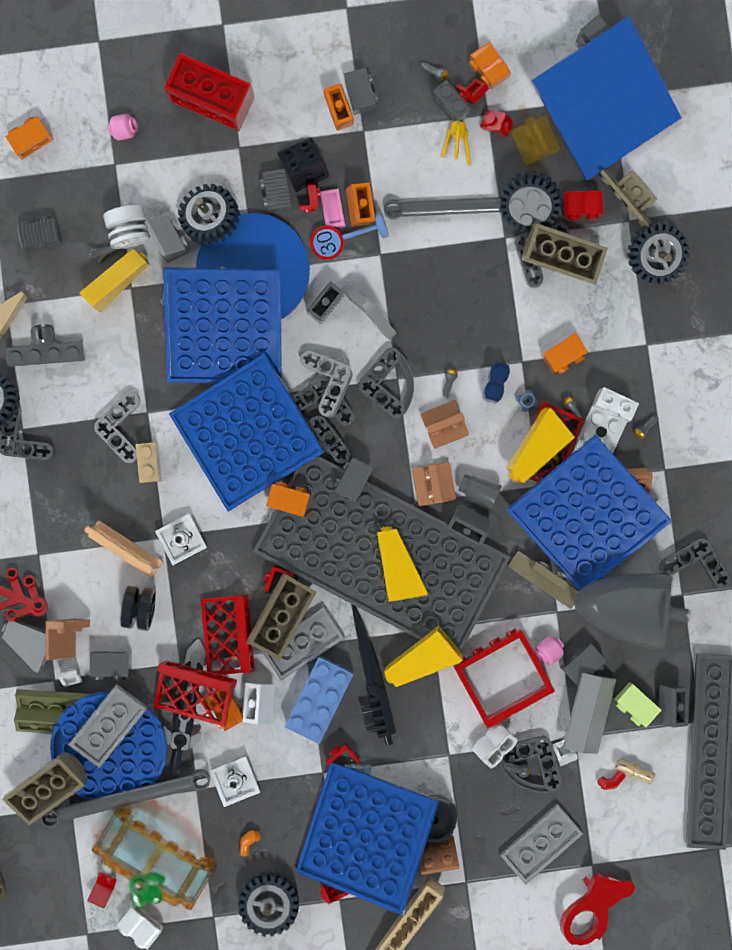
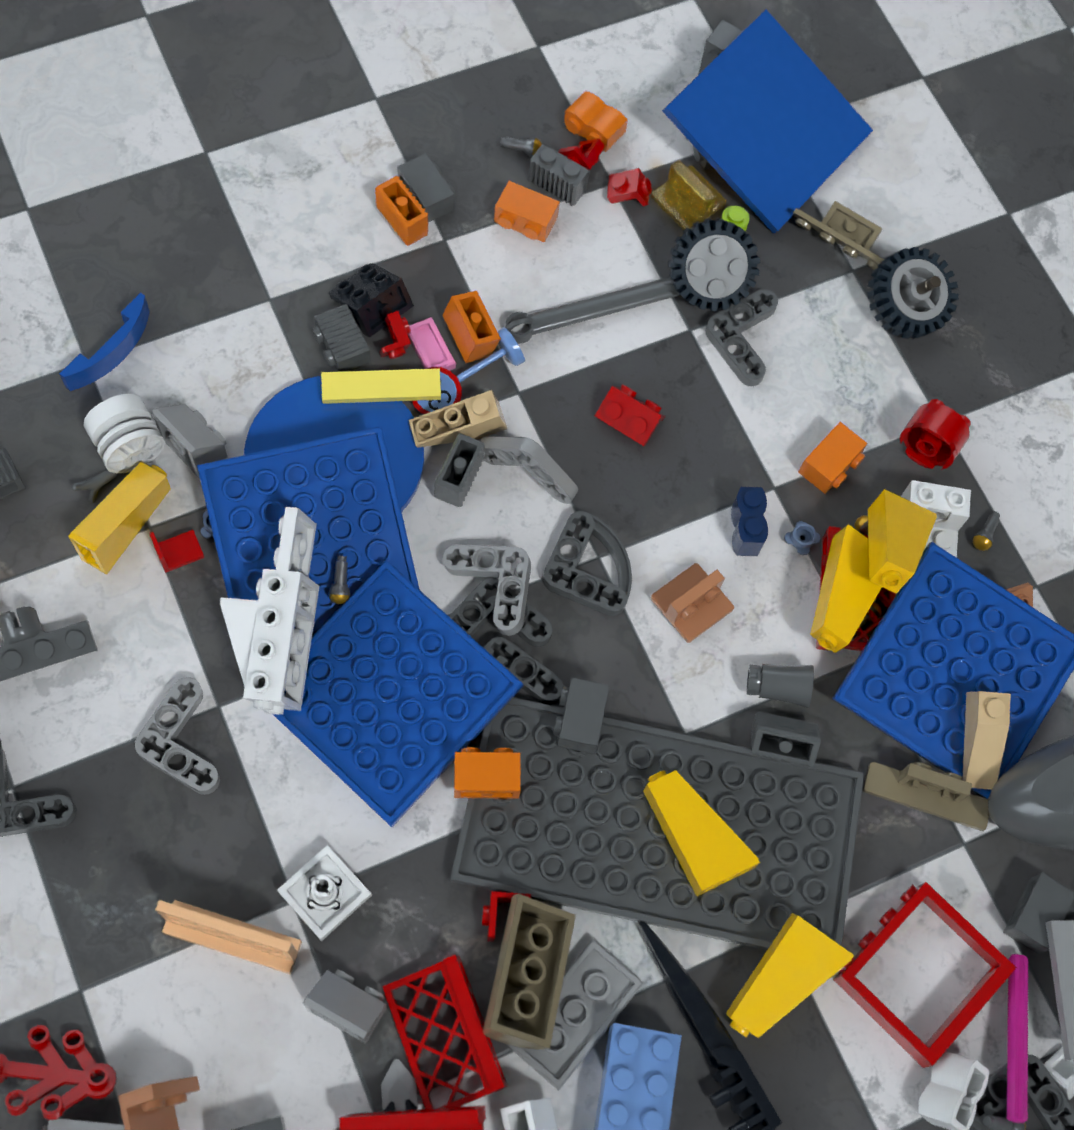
camera: 25 degrees left, 20 degrees down
(110, 173) = (86, 371): none -> blue slope
(122, 127) = (87, 305): bright pink head -> none
(138, 608) = (279, 1026): black wheel -> none
(143, 309) = (178, 550): none -> red bracket
(148, 462) = (239, 780): tan brick -> none
(177, 605) = (346, 1005): none -> light grey slope
(180, 380) = (264, 629): none -> white wedge
(208, 214) = (248, 389): wheel -> none
(209, 92) = (208, 225): red brick -> none
(232, 364) = (339, 591): none -> flat silver piece
(292, 231) = (381, 386): none -> light yellow tile
(335, 268) = (472, 417): none -> tan slope
(421, 126) = (526, 211): none -> orange brick
(434, 484) = (706, 694): nougat bracket -> none
(445, 289) = (629, 414): none -> red bracket
(451, 375) = (678, 530): dark grey piece -> none
(457, 131) = (581, 211): yellow plant -> none
(542, 727) = (1017, 1041): none -> dark pink axle
(549, 650) = (980, 904): bright pink head -> none
(560, 166) = (737, 216): none -> lime wheel
(564, 253) = (784, 320): dark tan brick -> none
(577, 425) = (896, 539): none -> yellow slope
(582, 204) = (785, 260): red brick -> none
(587, 558) = (985, 737): none -> tan slope
(634, 357) = (935, 435): none -> red brick

